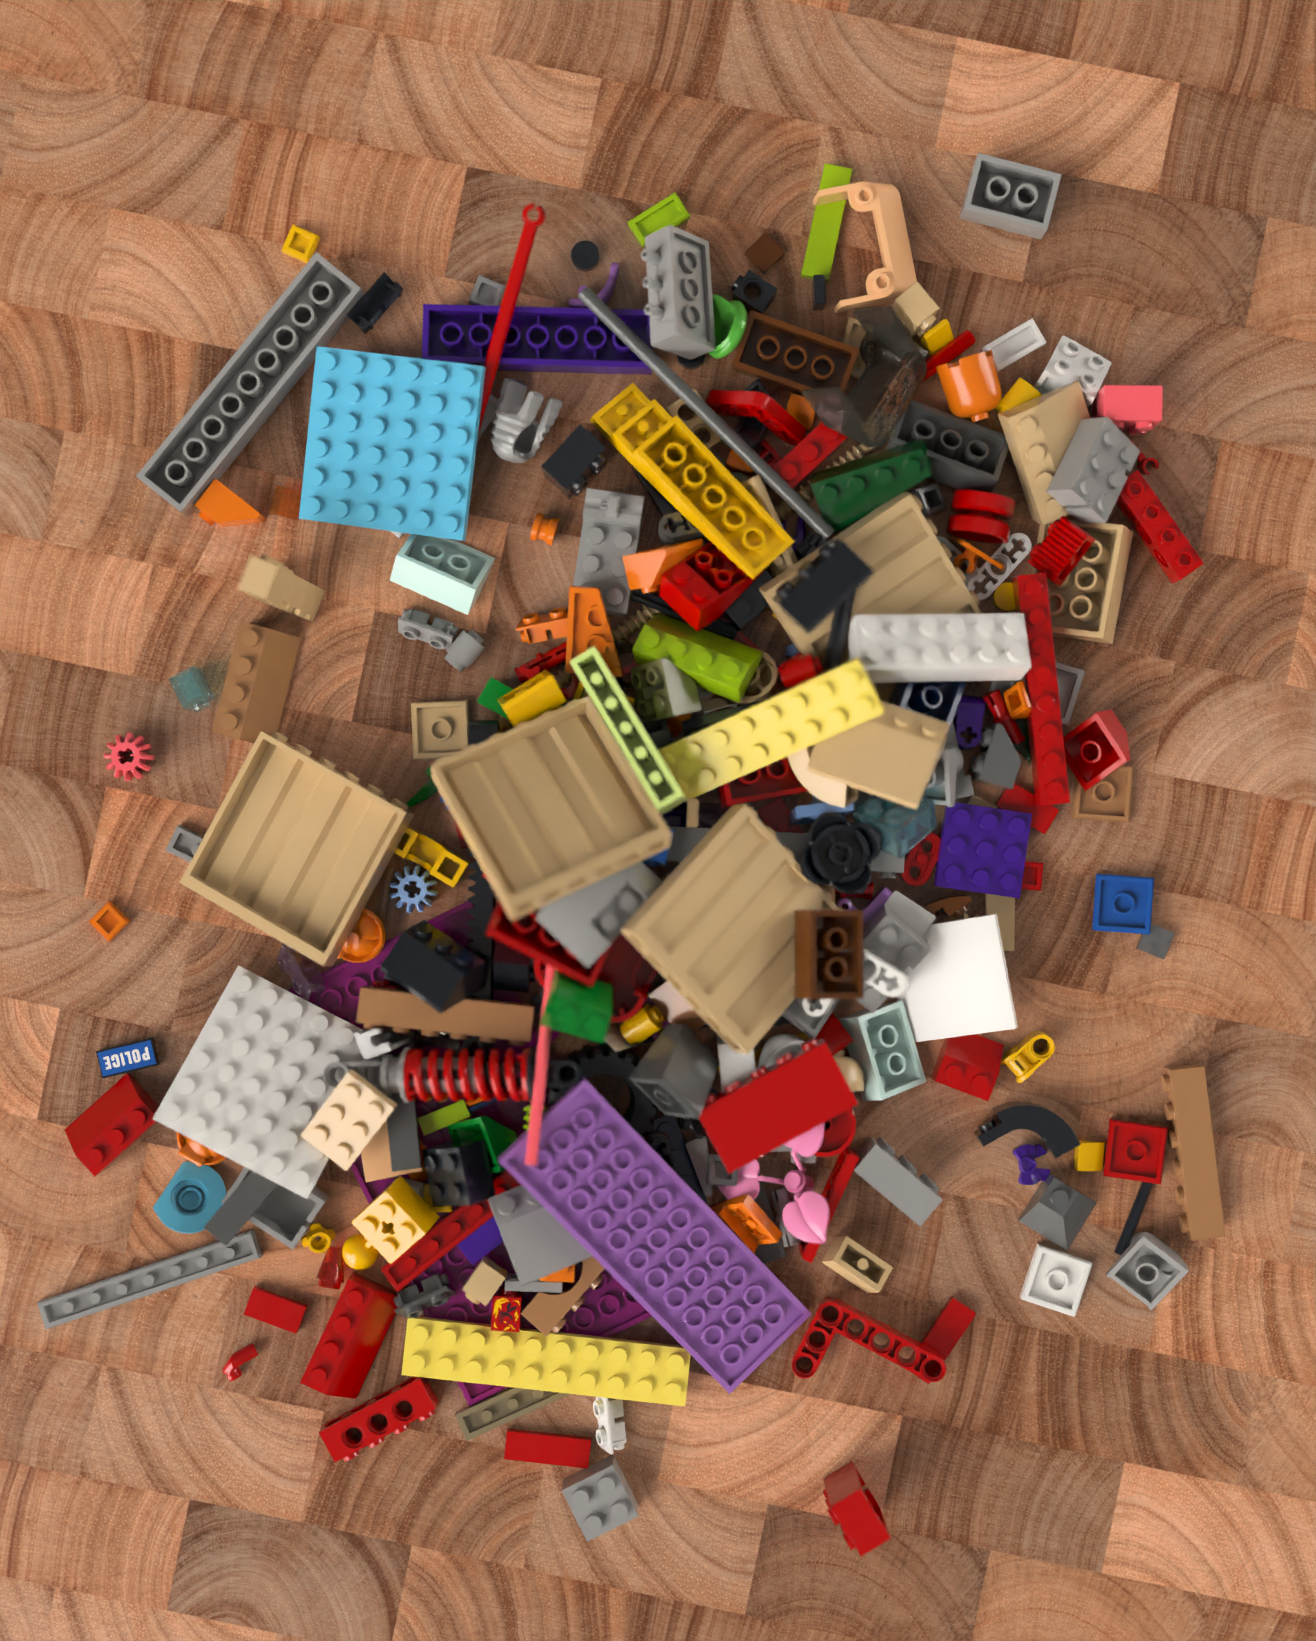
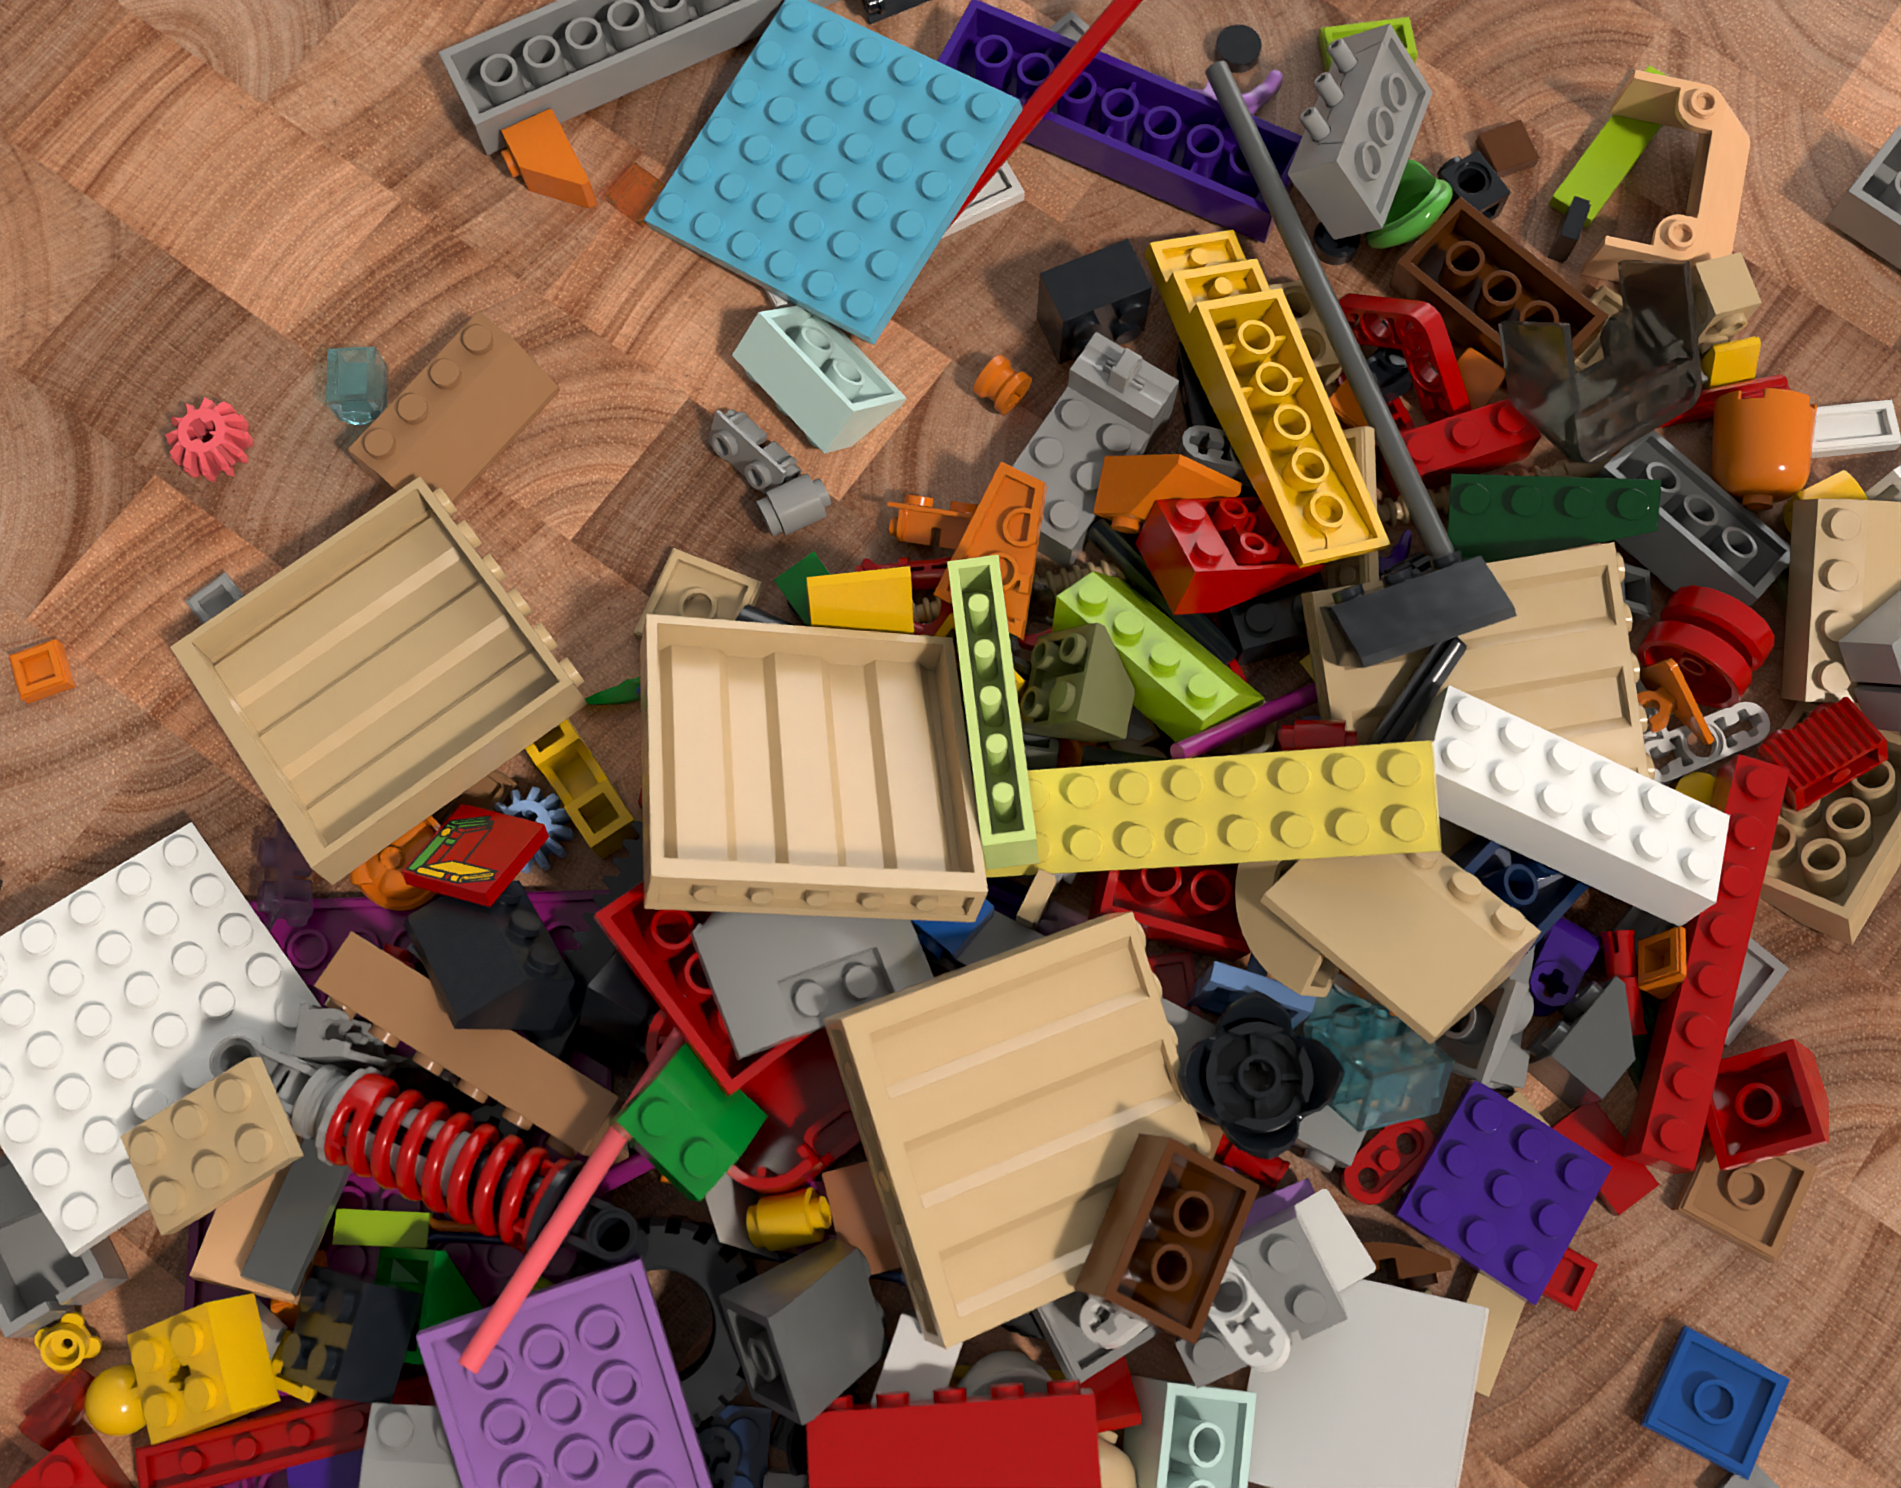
camera: 25 degrees right, 15 degrees down
(279, 587) = (557, 276): tan wedge -> none
(398, 919) = (475, 854): none -> tile
(515, 430) = (1019, 227): light grey hair -> none
(759, 673) = (1244, 723): none -> magenta bar

